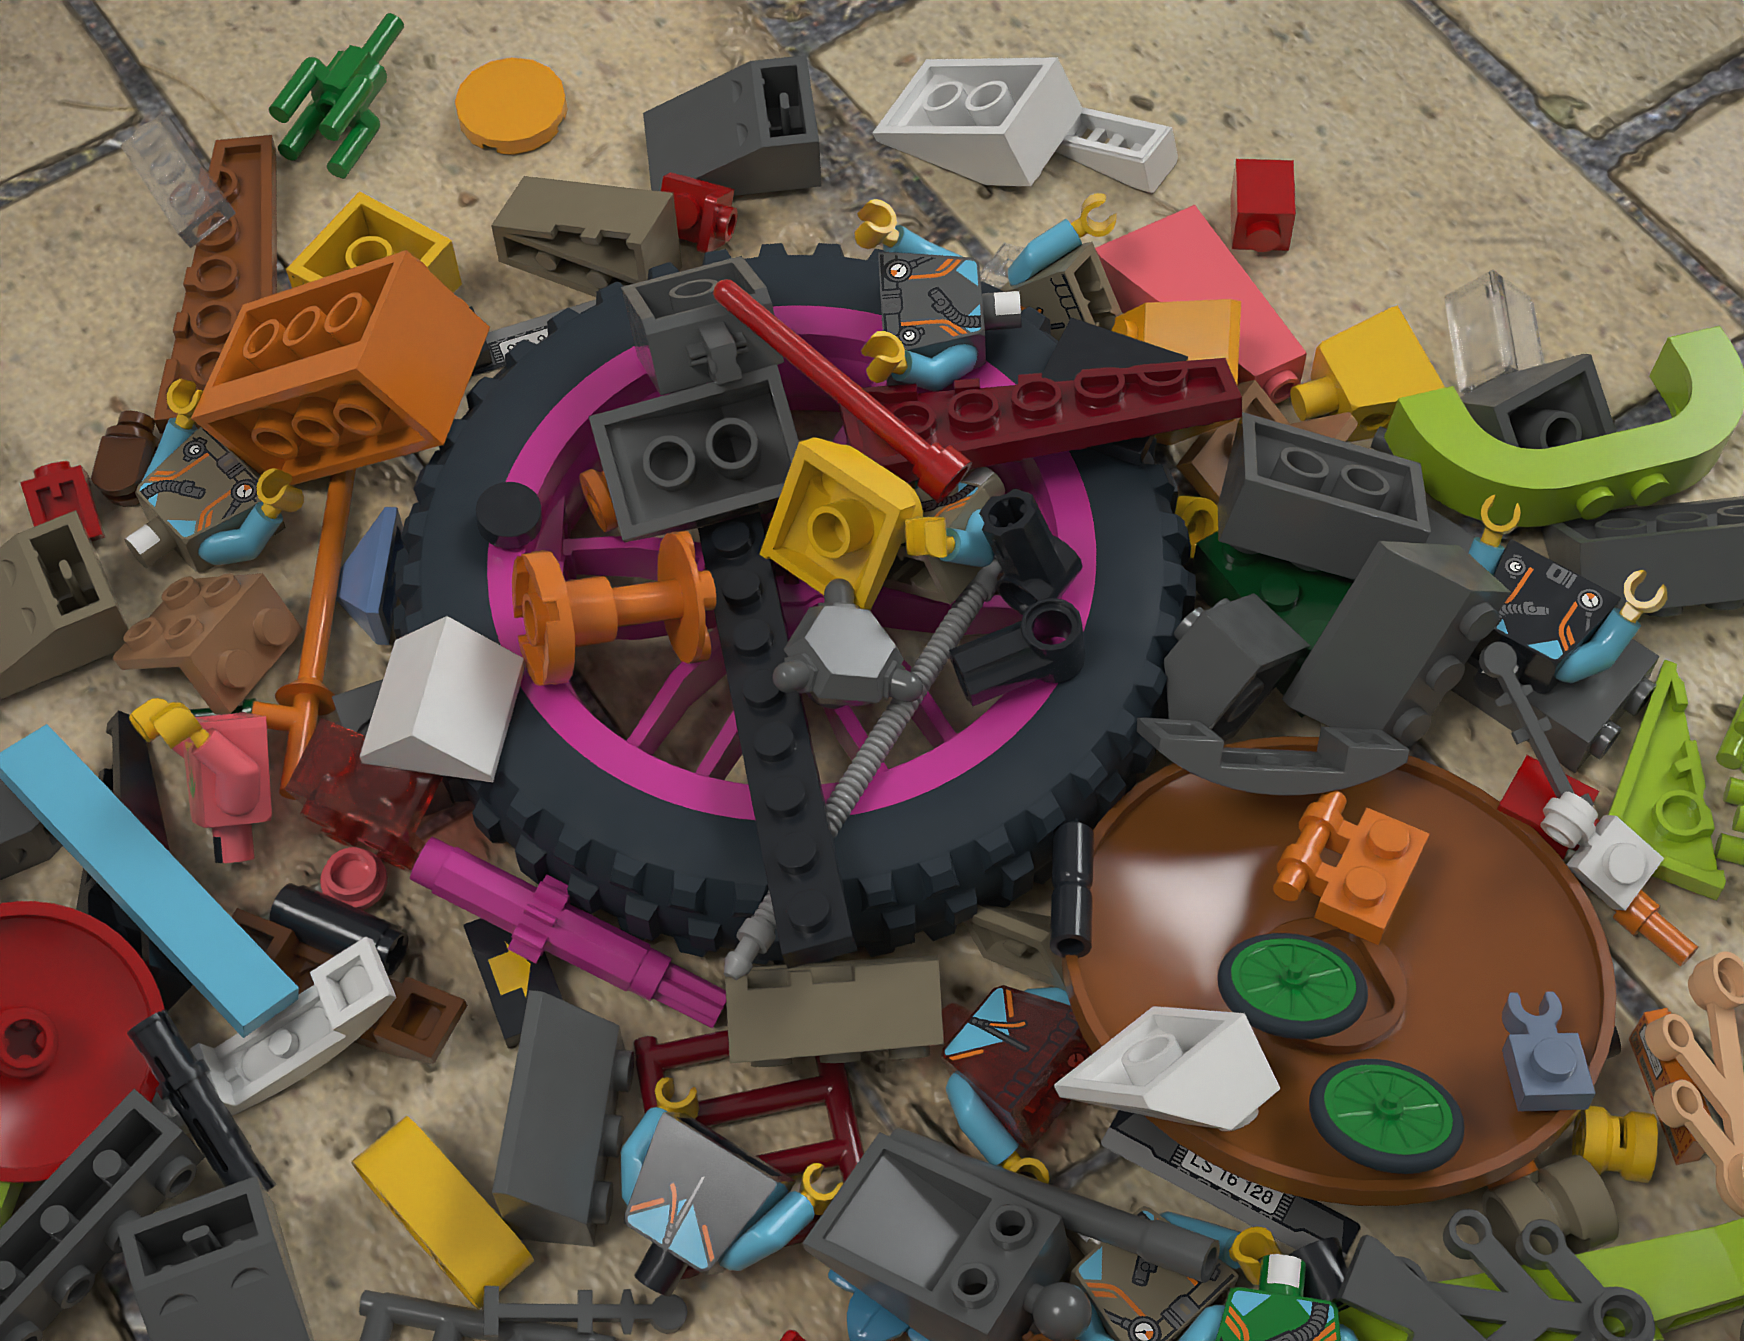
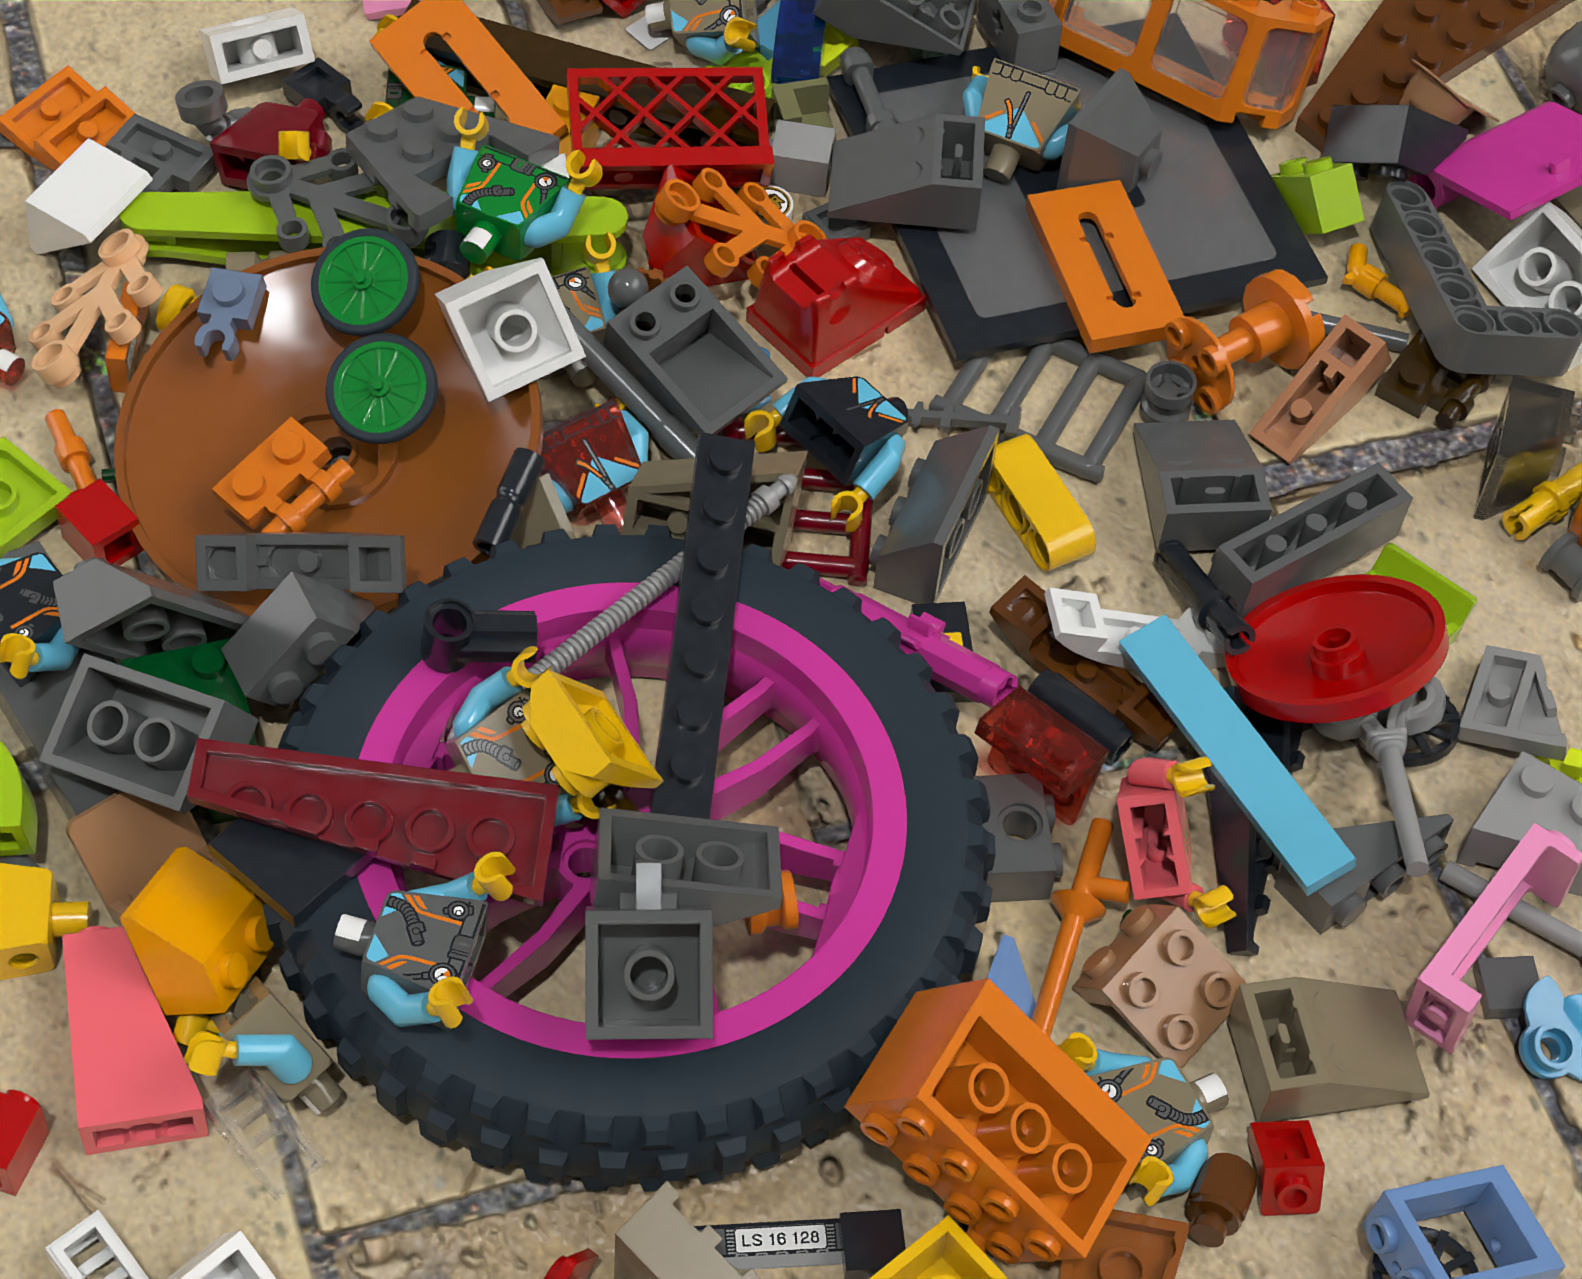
camera: 170 degrees left, 5 degrees down
(444, 703) = (970, 736): white slope -> none
(509, 515) = (872, 890): black tile -> none
(589, 611) = (827, 751): orange piece -> none
(844, 656) = (628, 651): dark grey rock -> none
(935, 466) = (492, 754): red piece -> none
(1032, 558) = (438, 686): black piece -> none
(1499, 662) = (86, 533): dark grey piece -> none
(1610, 855) = (82, 459): white plate -> none

